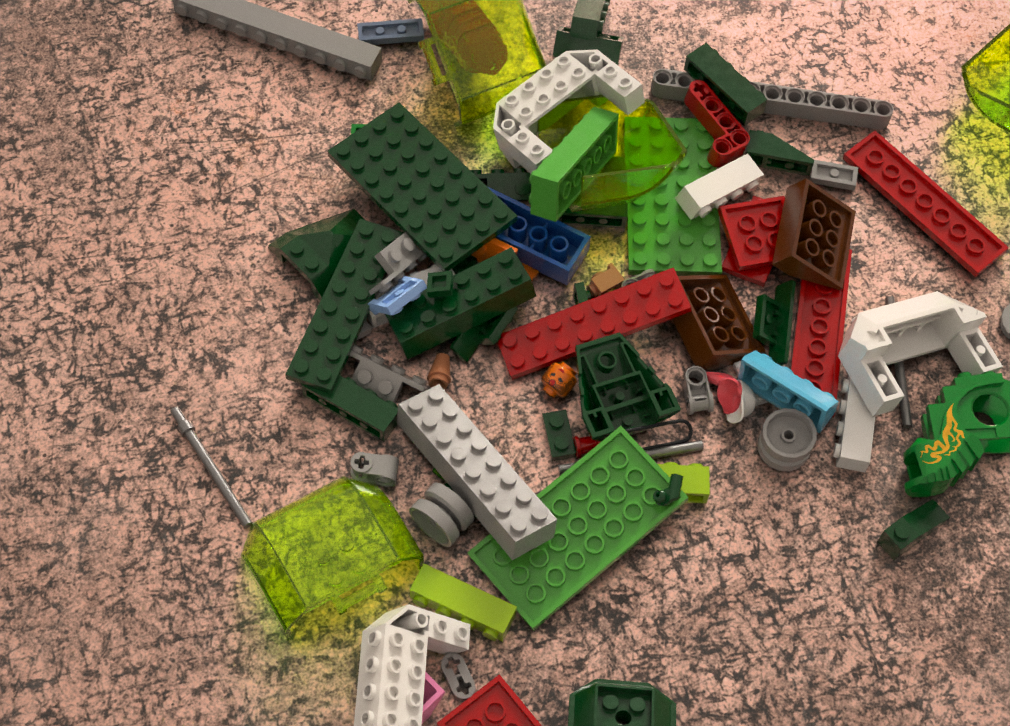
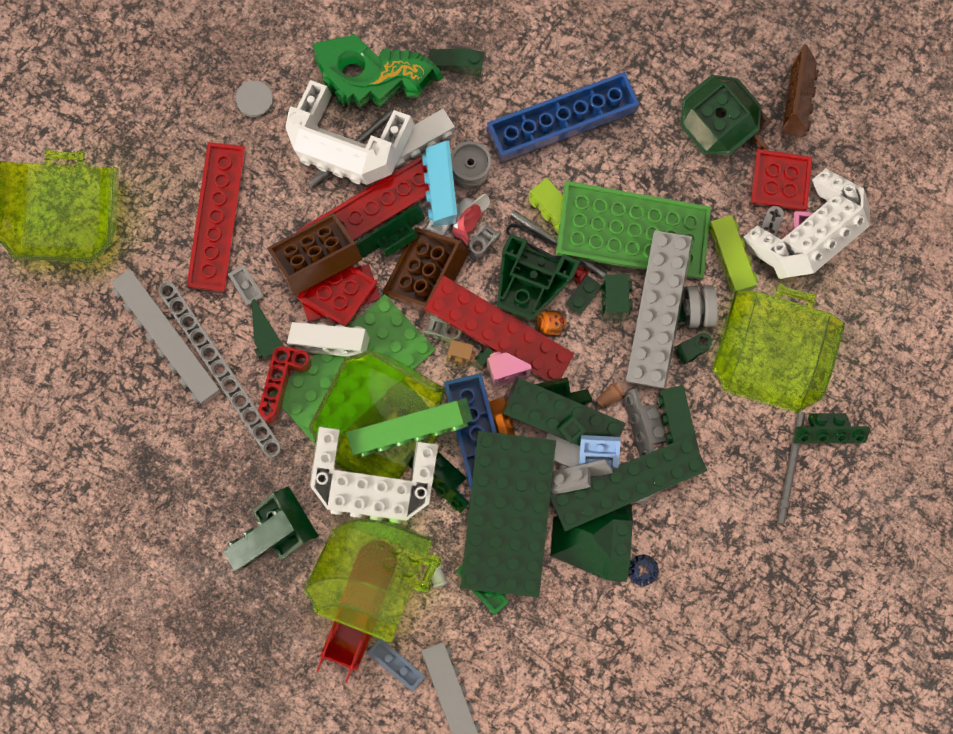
camera: 140 degrees left, 15 degrees up
(207, 531) = (830, 429): none -> dark green bracket
(272, 267) = (634, 571): none -> dark blue gear
(376, 470) = (703, 371): light grey piece -> none
(409, 480) = (691, 349): none -> dark green piece
(428, 112) = (438, 578): none -> white bush
(527, 448) = (615, 297): none -> dark green brick
(554, 294) = (505, 368): none -> bright pink slope
(670, 494) = (574, 189): dark green arm -> none
(729, 86) = (246, 398): dark green brick -> none
(761, 570) = (562, 117): none -> blue brick
(897, 88) = (166, 337): none -> light grey brick

